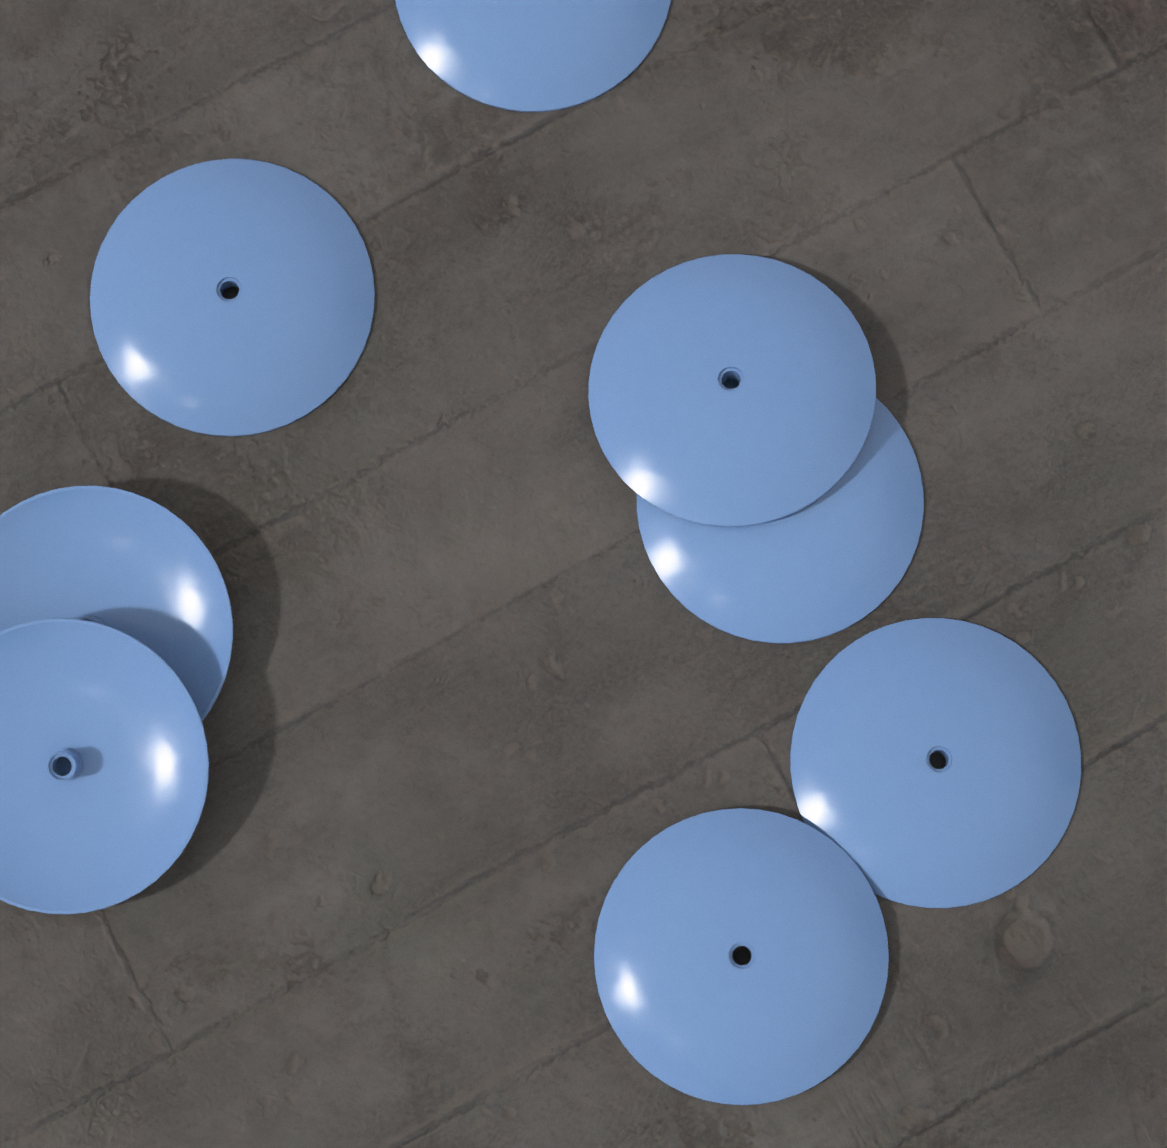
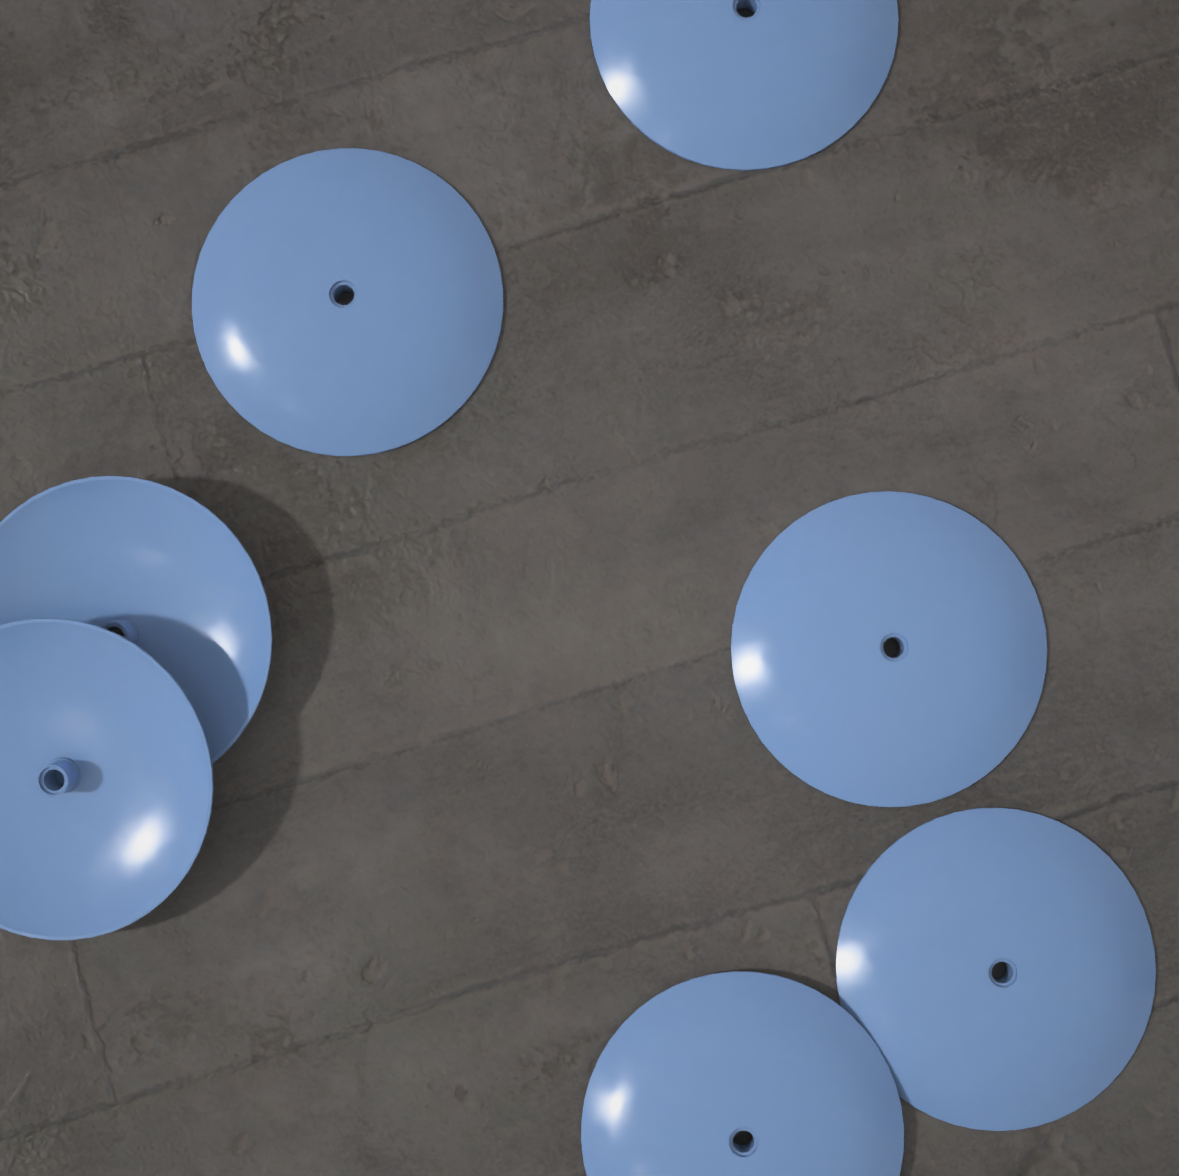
camera: 15 degrees right, 5 degrees up
(743, 449) = (850, 587): medium blue dish -> none

